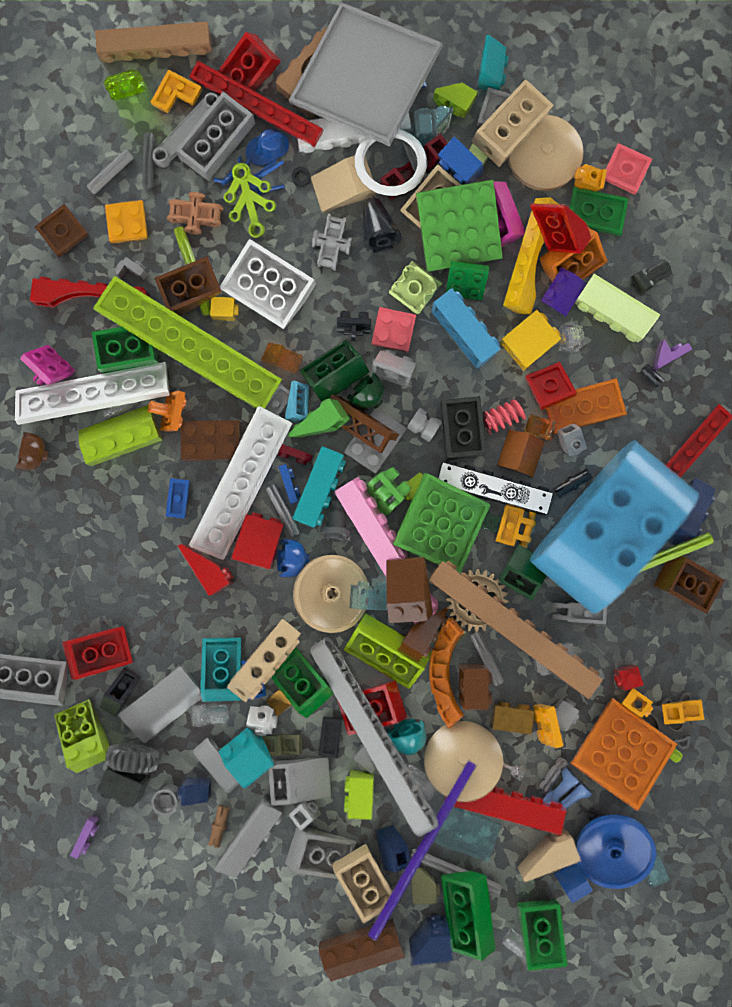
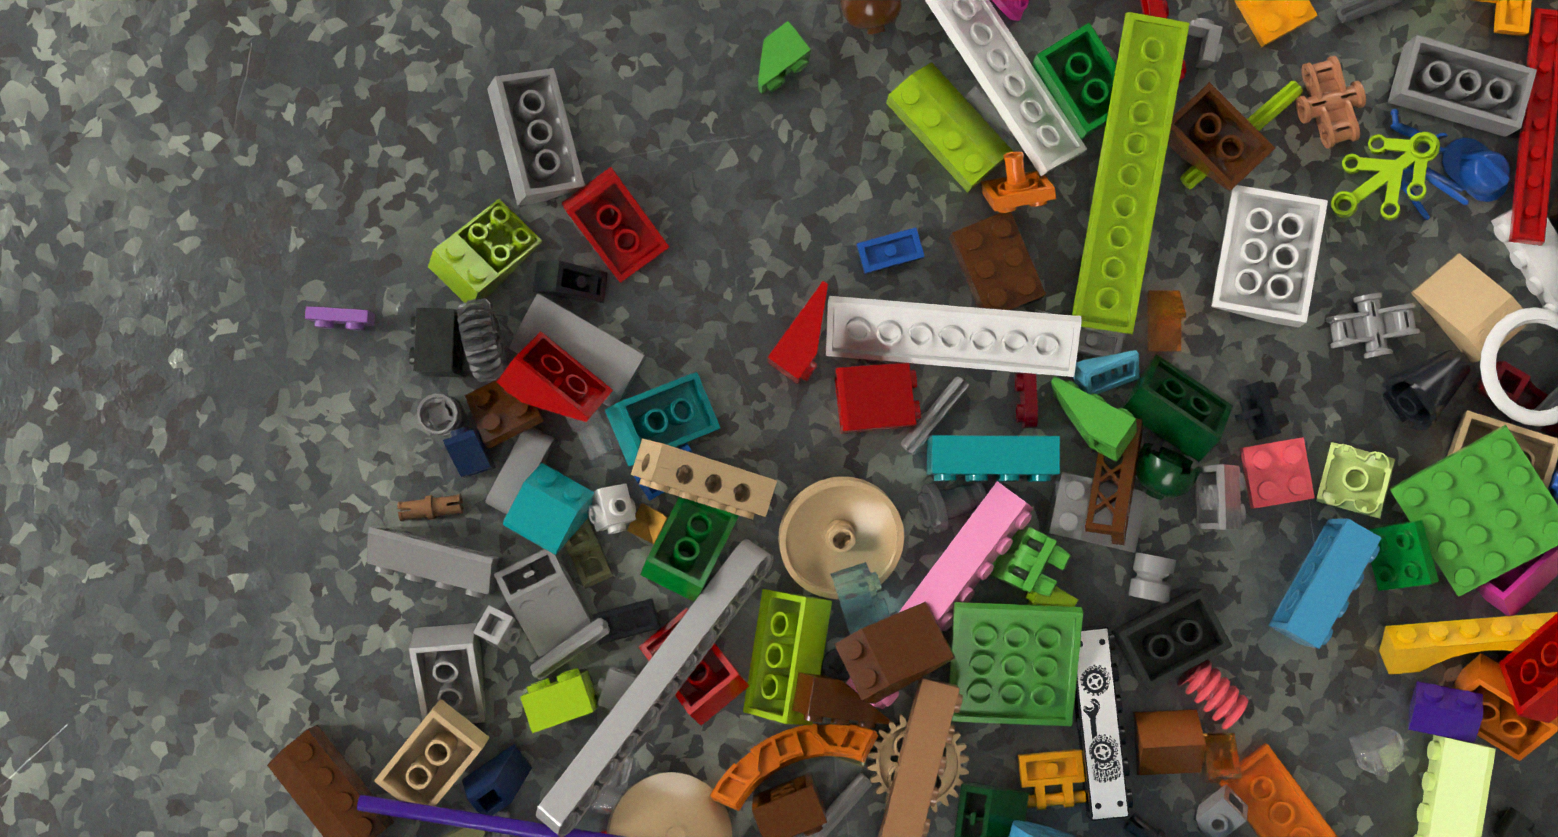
camera: 70 degrees right, 0 degrees up
(38, 516) = (781, 54): none -> bright green slope
(171, 143) = (1424, 24): light grey piece -> none
(172, 726) = (553, 380): none -> red slope
(178, 760) = (500, 414): none -> reddish brown plate
(224, 308) = (1203, 204): yellow brick -> none
(287, 476) = (970, 418): blue plate -> none
(291, 558) = (869, 456): blue cylinder -> none
(301, 170) = (1462, 232): black piece -> none
(333, 776) = (570, 648): none -> light grey axle
(408, 736) = (674, 739): teal cylinder -> none
(494, 526) = (1038, 744): clear green plate -> none
(530, 339) = (1349, 689): yellow panel -> none
(550, 385) = (1291, 748): red plate -> none

